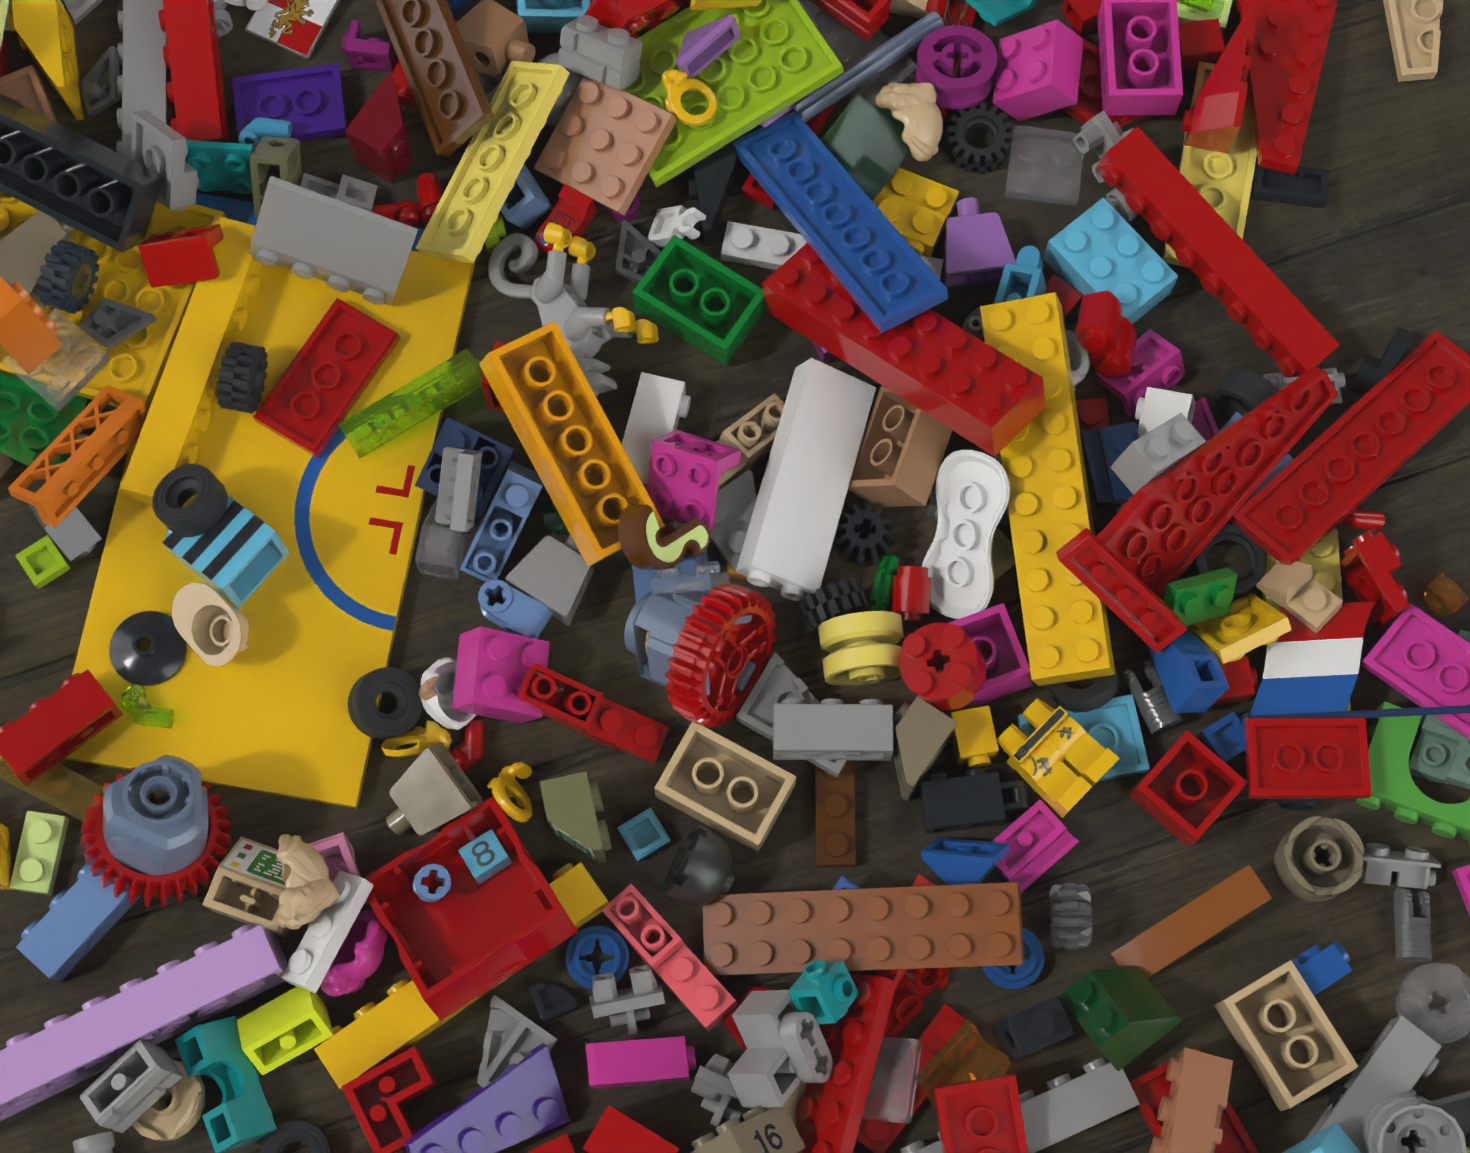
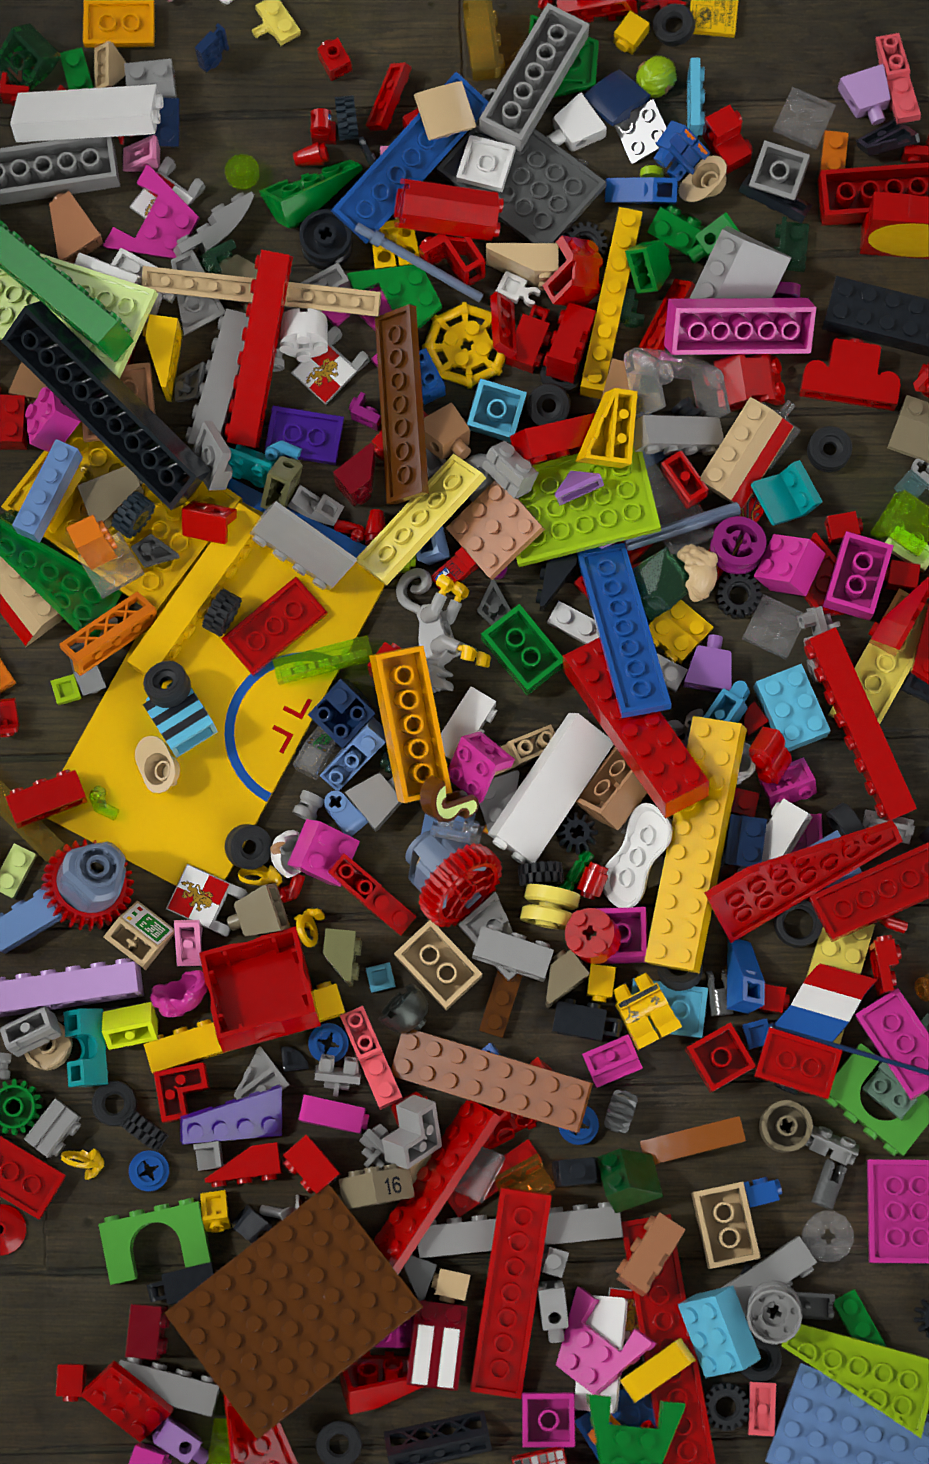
camera: 20 degrees right, 5 degrees up
(159, 661) = (117, 777): black dish -> none
(305, 881) = (169, 944): tan hair -> none
(327, 933) = (172, 977): white plate -> none
(340, 799) = (202, 897): none -> flag
(441, 874) = (245, 975): medium blue bush -> none
(456, 615) = (308, 805): none -> light grey wheel
(458, 488) = (333, 728): light grey bracket -> none
(485, 856) = (279, 961): medium azure tile -> none
(676, 84) = (551, 508): yellow piece -> none
(676, 222) = (523, 594): white plate -> none
(806, 1047) = (433, 1138): light grey beam -> none
(824, 991) = (454, 1109): teal brick -> none
(963, 860) = (567, 1057): blue slope -> none
(1121, 590) = (716, 926): red plate -> none
(1156, 452) = (769, 845): light grey brick -> none
(1202, 596) = (765, 942): green bracket -> none
(1244, 629) = (787, 968): yellow plate -> none
(1300, 594) = (833, 960): tan slope -> none

